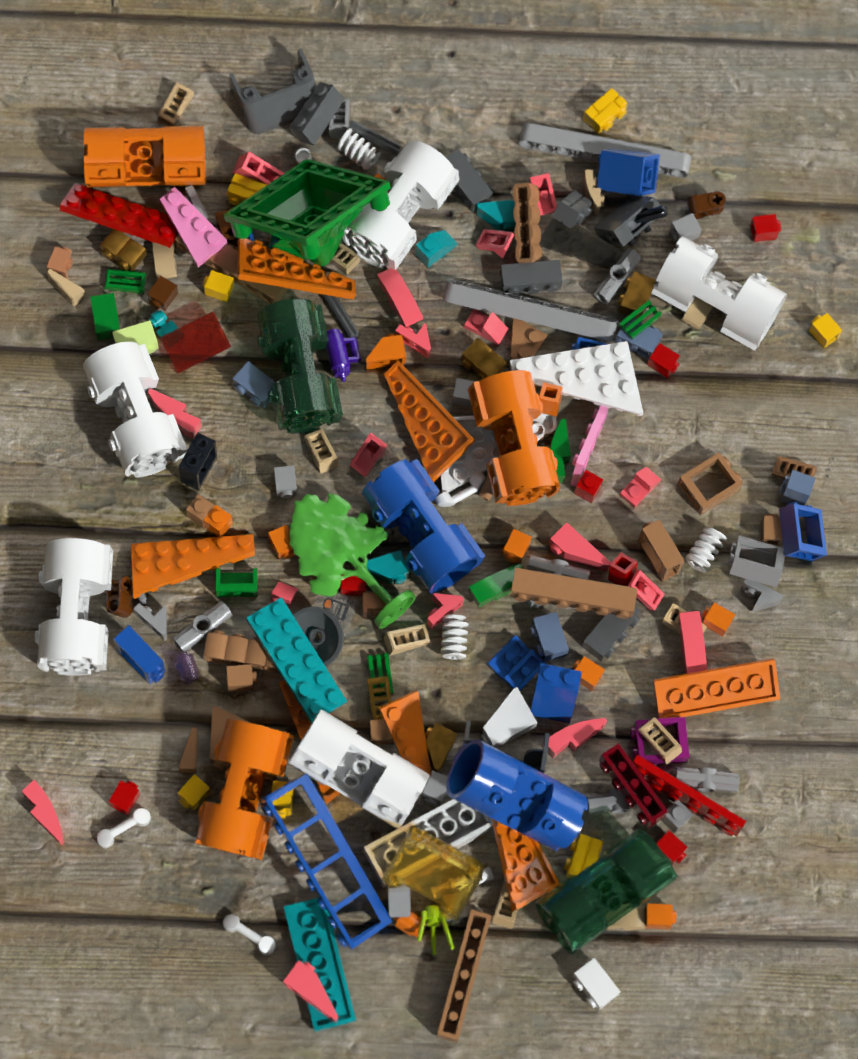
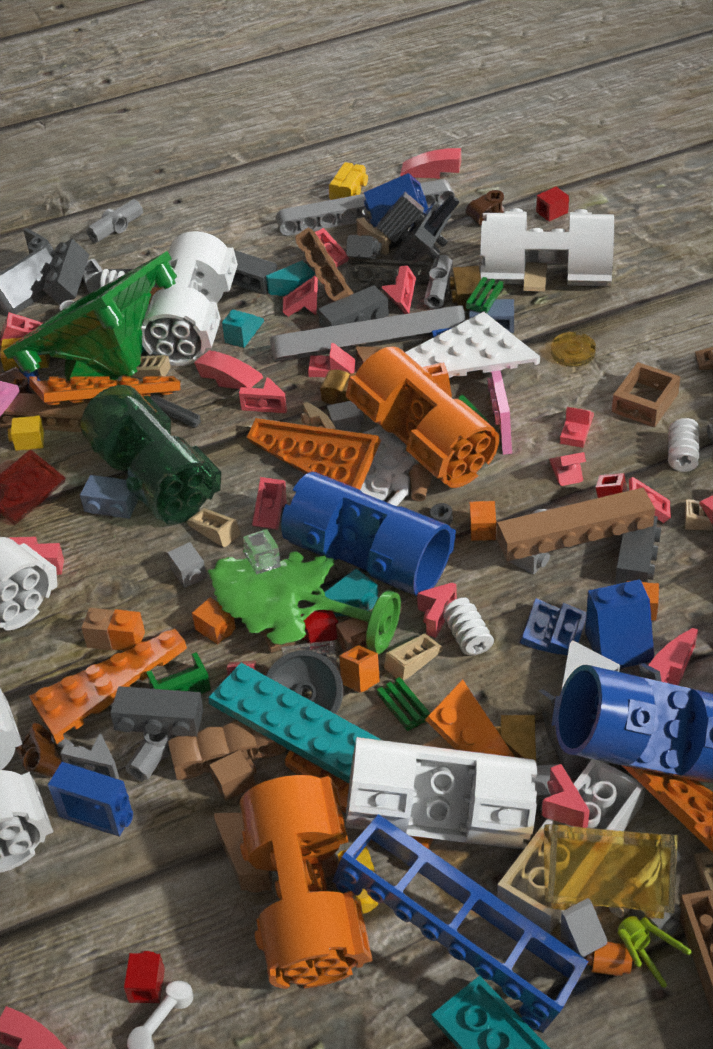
camera: 15 degrees left, 25 degrees down
(186, 667) = (159, 793): clear purple brick -> none
(189, 758) = (212, 894): medium nougat slope -> none
(193, 793) = (236, 929): yellow brick -> none
(199, 455) = (73, 577): black window -> none
(207, 611) = (157, 711): none -> dark grey brick
(337, 509) = (261, 551): none -> clear brick
(338, 355) = (192, 433): dark purple piece -> none
(361, 636) = (359, 668): none -> orange brick
(378, 680) = (409, 727): pearl gold slope -> none
(384, 59) = (114, 221): none -> light grey piece
(387, 352) = (239, 418): orange slope -> none
(434, 817) = (565, 802): none -> coral slope
(444, 386) = (315, 417): none -> tan slope
(493, 586) = (480, 565): green slope -> none
(494, 528) = (444, 509): none -> dark grey bush
(549, 637) = (571, 582): sand blue brick -> none
(576, 548) = (547, 494): coral slope -> none
(579, 278) = (402, 292): none -> coral slope
(588, 486) = (524, 442): red brick -> none
(608, 524) = (568, 468): none -> coral slope
(617, 196) = (400, 217): none -> dark grey brick
(660, 550) = (646, 446): medium nougat window -> none
(664, 360) = (529, 322): red brick -> none
(685, 404) = (573, 349): none -> clear yellow tile
(686, 227) = (472, 230): light grey brick -> none
(690, 122) = (433, 163): none -> coral slope
(825, 330) = (664, 248): yellow brick -> none

